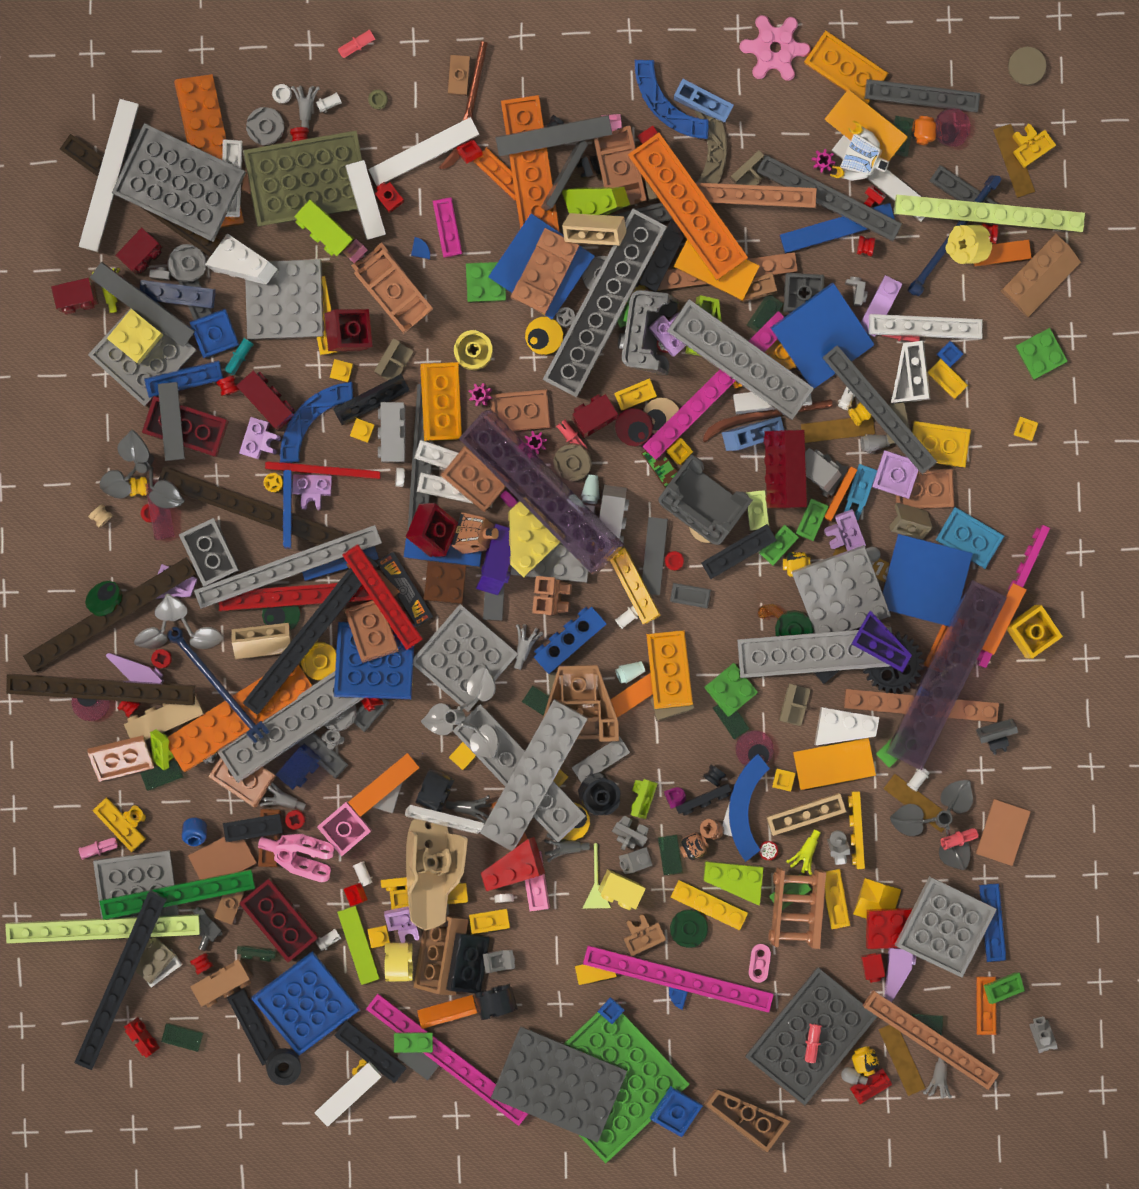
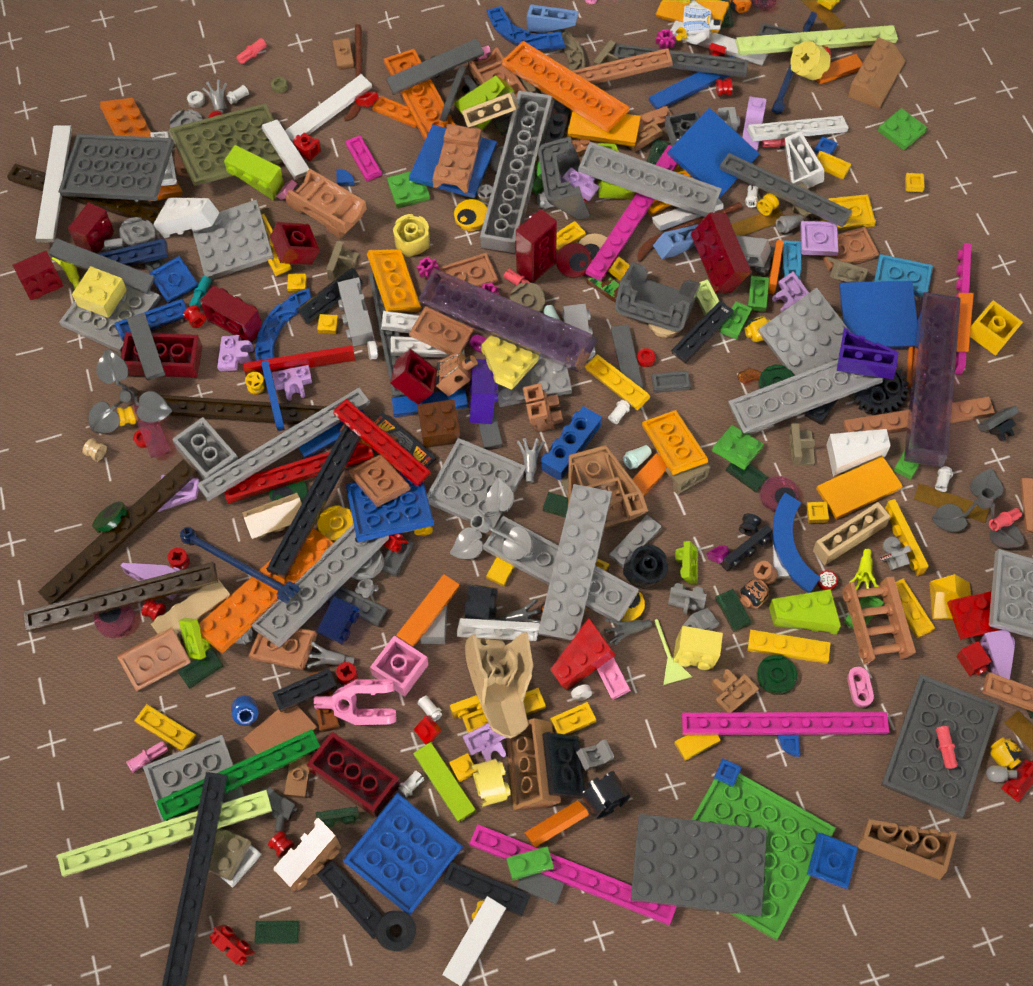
camera: 15 degrees left, 25 degrees down
(135, 810) = (179, 714): yellow plate -> none
(172, 610) = (175, 496): light grey plant -> none

